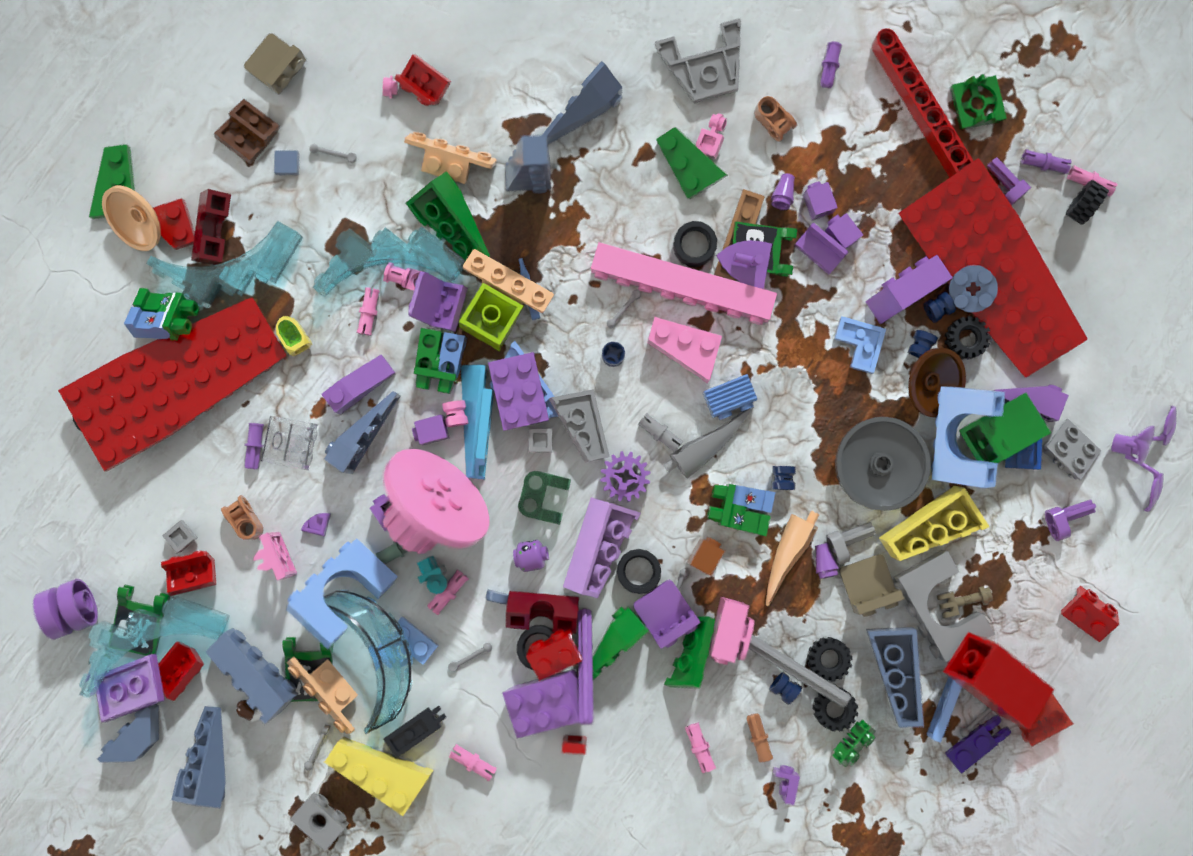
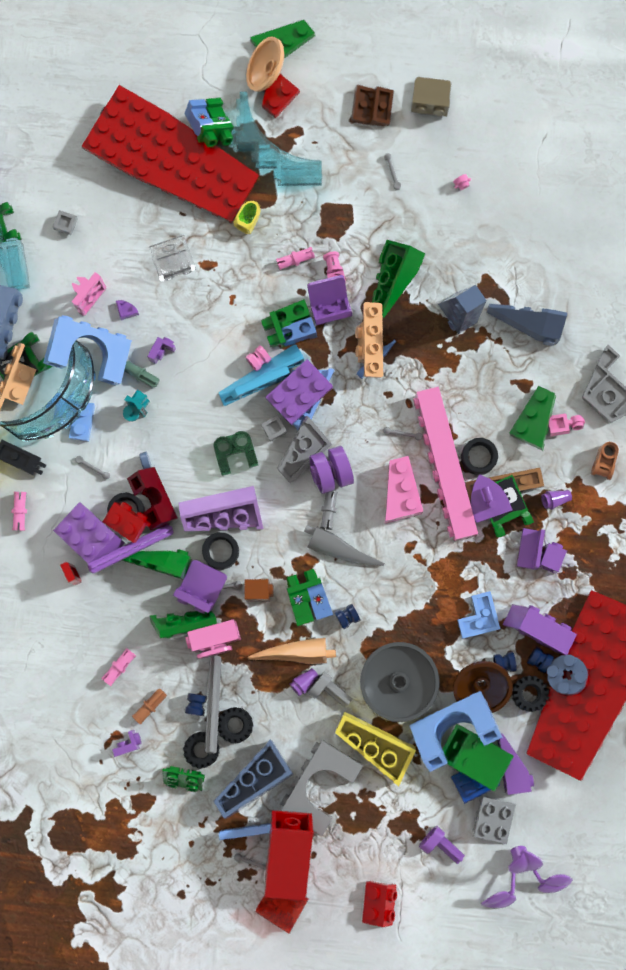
camera: 60 degrees right, 5 degrees down
(189, 572) = (44, 243): red bracket -> none
(212, 211) = (298, 115): dark red arch -> none
(240, 515) = (103, 254): nougat piece -> none
(253, 446) = (156, 235): medium lavender axle -> none
(286, 162) = (366, 144): sand blue tile -> none
(353, 443) = (197, 301): sand blue wedge -> none
(357, 384) = (239, 280): medium lavender slope -> none
(358, 255) = (331, 228): clear light blue arch -> none
(423, 81) = (479, 202): red bracket -> none
(430, 430) = (236, 348): medium lavender brick -> none
(432, 503) = (185, 375): bright pink piece -> none
(443, 157) = (436, 251): light nougat bracket -> none
(443, 598) = (135, 426): bright pink pin -> none
(490, 316) = (340, 342): lime slope -> none
(530, 555) = (187, 467): medium lavender head -> none
(615, 351) = (365, 440): dark blue wheel -> none
(621, 411) = (326, 471): none -> medium lavender wheel
(627, 466) = (274, 503): medium lavender gear -> none
(730, 396) = (383, 544): medium blue brick -> none
(819, 200) = (565, 527): medium lavender brick -> none
(870, 585) = (305, 724): dark tan bracket -> none
(953, 603) = (328, 795): dark tan hinge -> none
(976, 744) = (233, 871): dark purple hinge -> none

